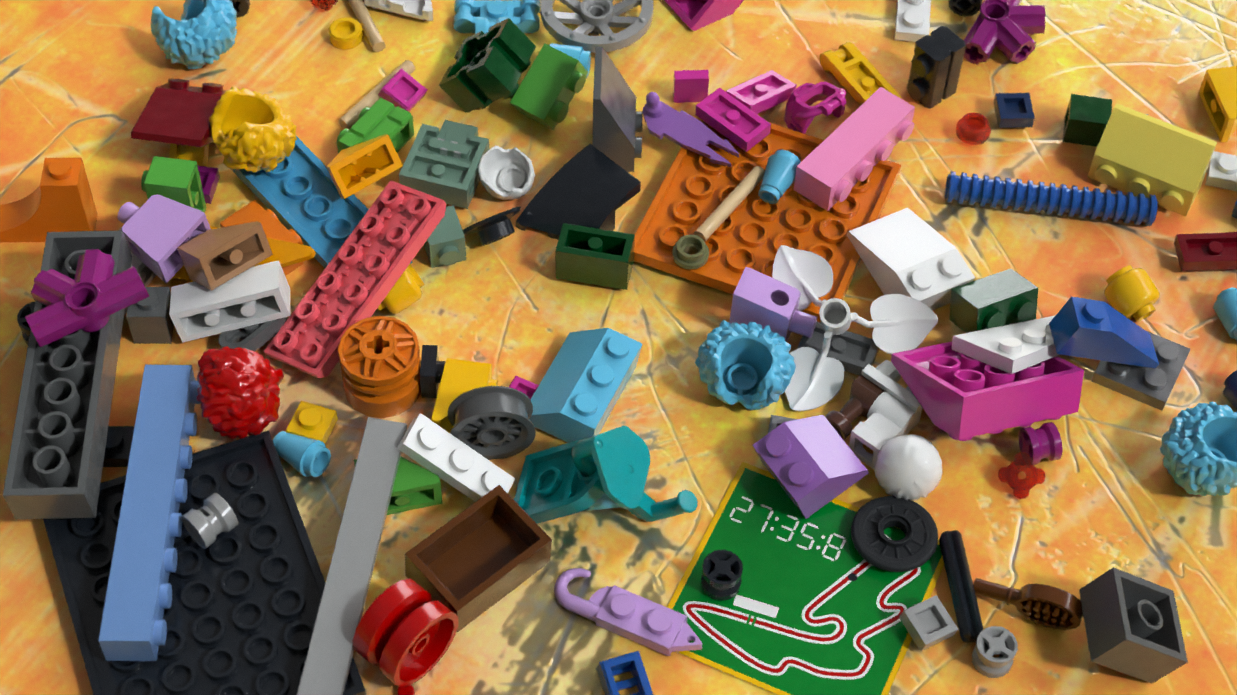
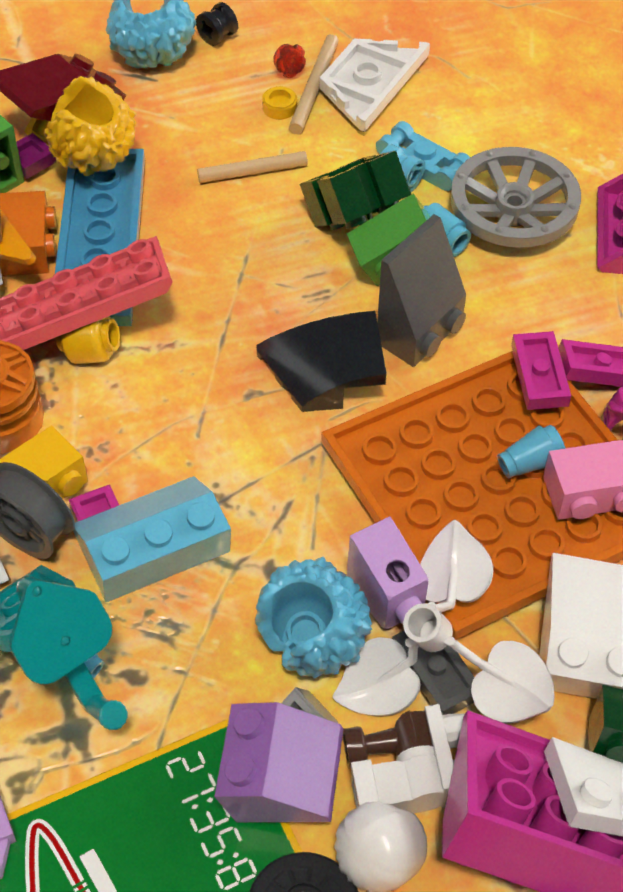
camera: 40 degrees right, 0 degrees up
(363, 165) = (154, 212): light orange slope -> none
(376, 121) = (207, 200): bright green brick -> none
(403, 91) = (273, 176): dark pink tile -> none
(430, 371) = (35, 422): black plate -> none
(445, 162) = (241, 256): sand green piece -> none
(447, 241) = (173, 319): sand green brick -> none
(494, 227) = (223, 336): black piece -> none
(506, 173) = (282, 294): white hair -> none
(594, 256) = (281, 418): dark green brick -> none
(684, 130) = (483, 350): medium lavender piece -> none
(690, 86) = (538, 315): dark pink tile -> none
(690, 245) = (372, 462): olive plate -> none
(721, 564) = (82, 806): black wheel -> none
(731, 202) = (457, 450): tan bar -> none

